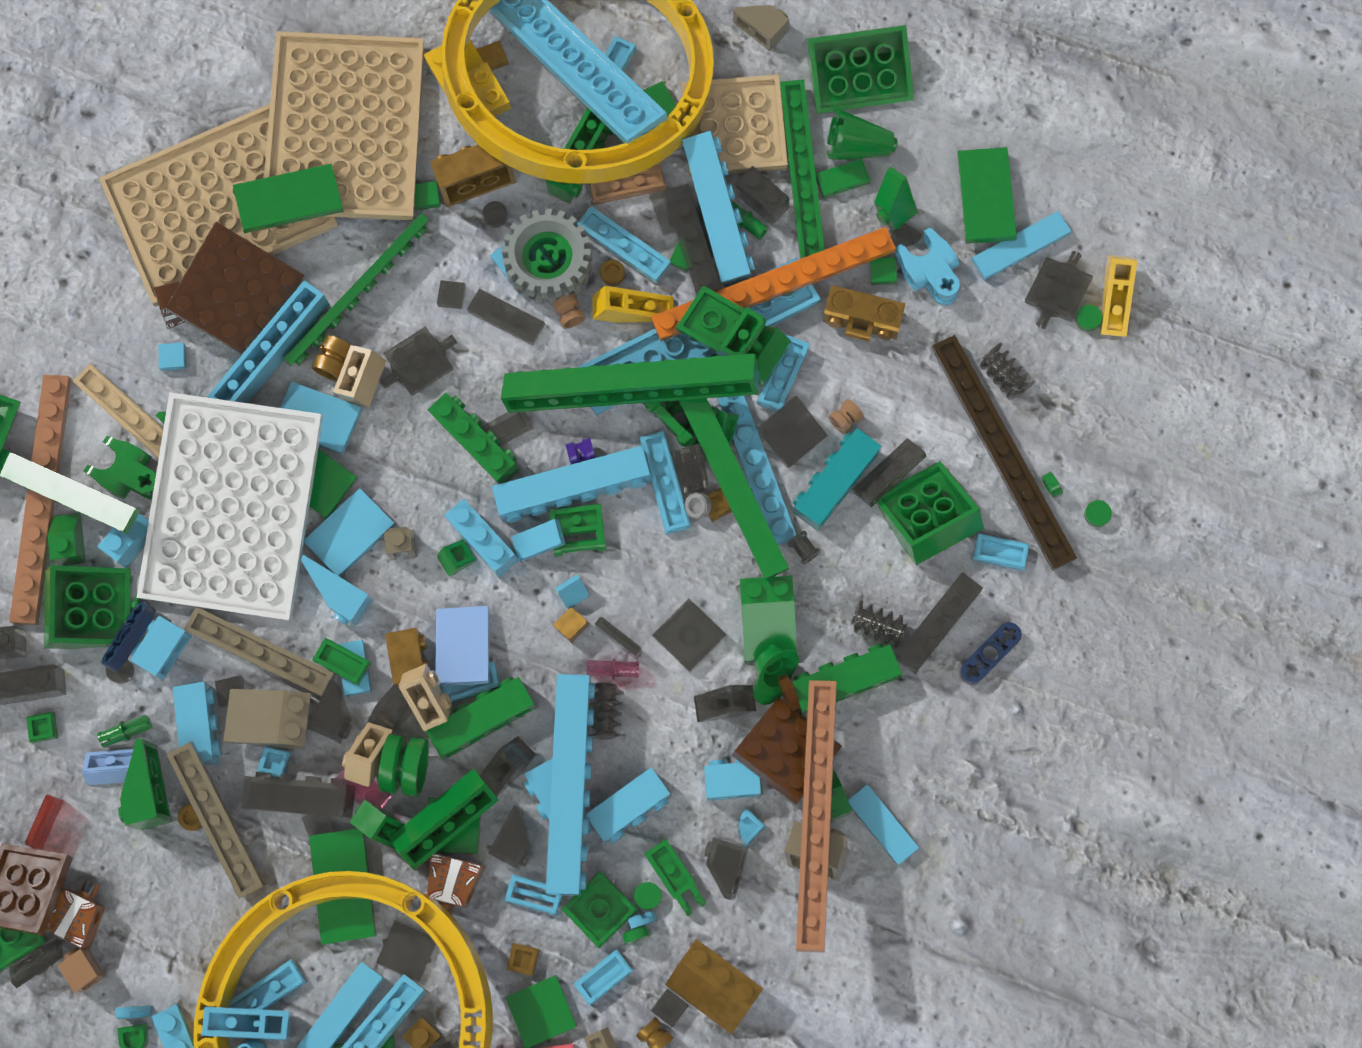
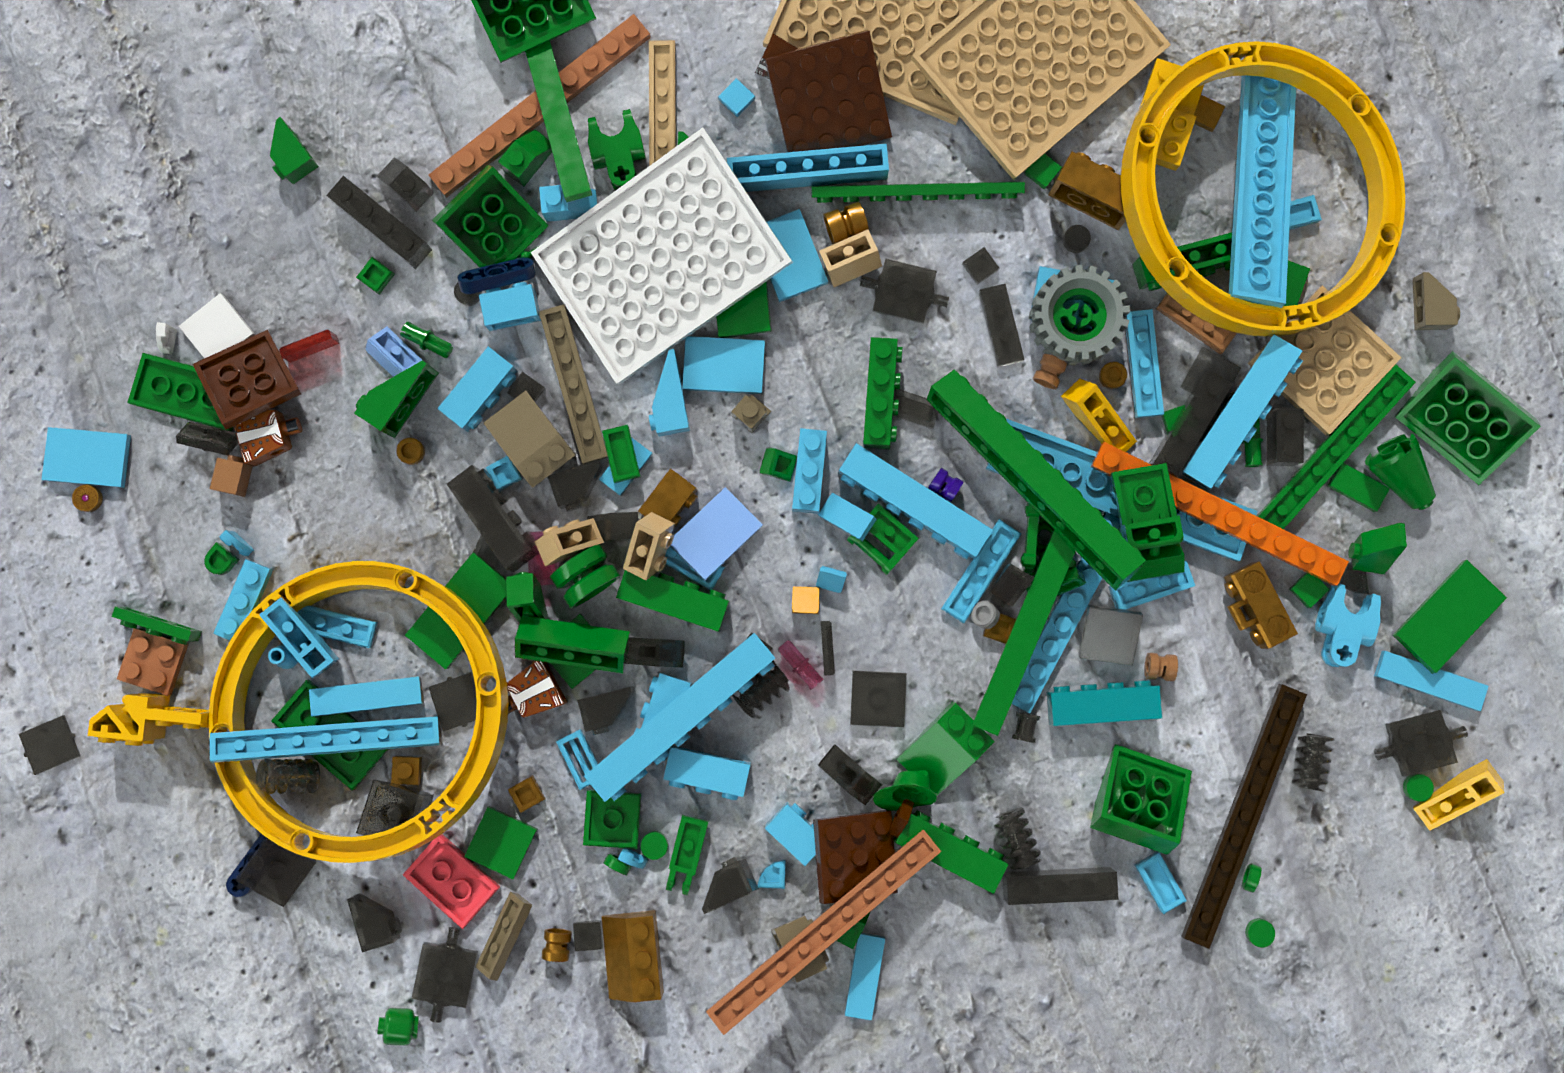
camera: 45 degrees right, 10 degrees up
(215, 819) = (421, 472): dark tan plate -> none
(287, 198) = (940, 67): green tile -> none
(603, 977) = (566, 866): medium azure tile -> none
(889, 472) = (1146, 740): clear smoke tile -> none
(998, 634) = (1092, 938): dark blue beam -> none

